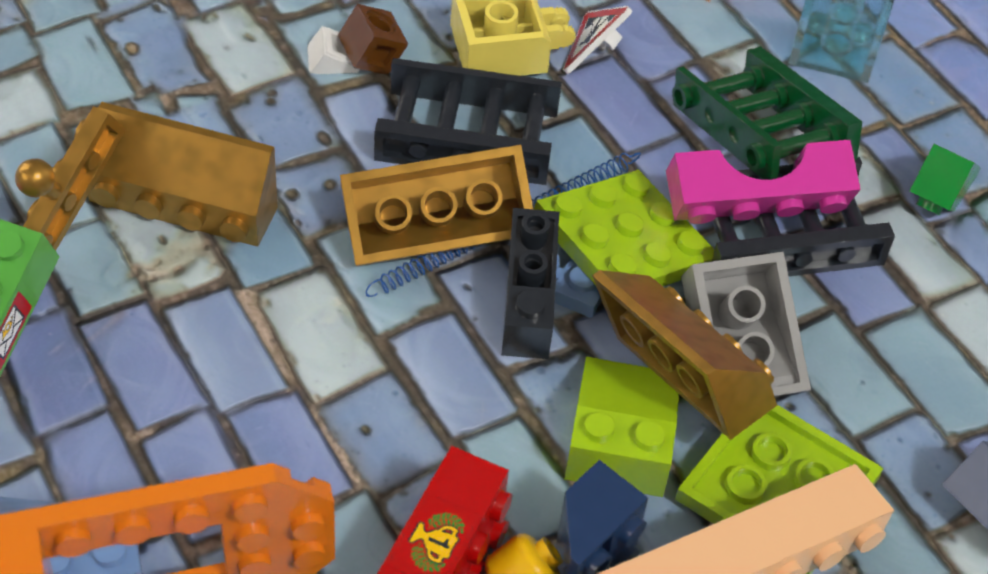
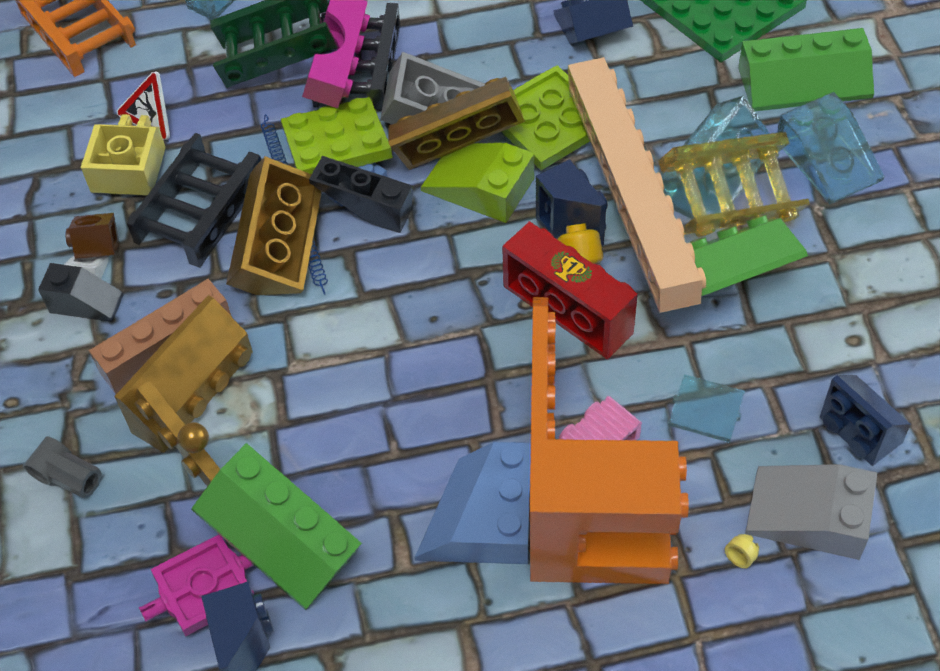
camera: 65 degrees left, 5 degrees up
(41, 103) = (58, 465): none -> dark grey piece
(286, 53) = (78, 293): none -> black slope
(298, 164) = (129, 349): none -> nougat arch

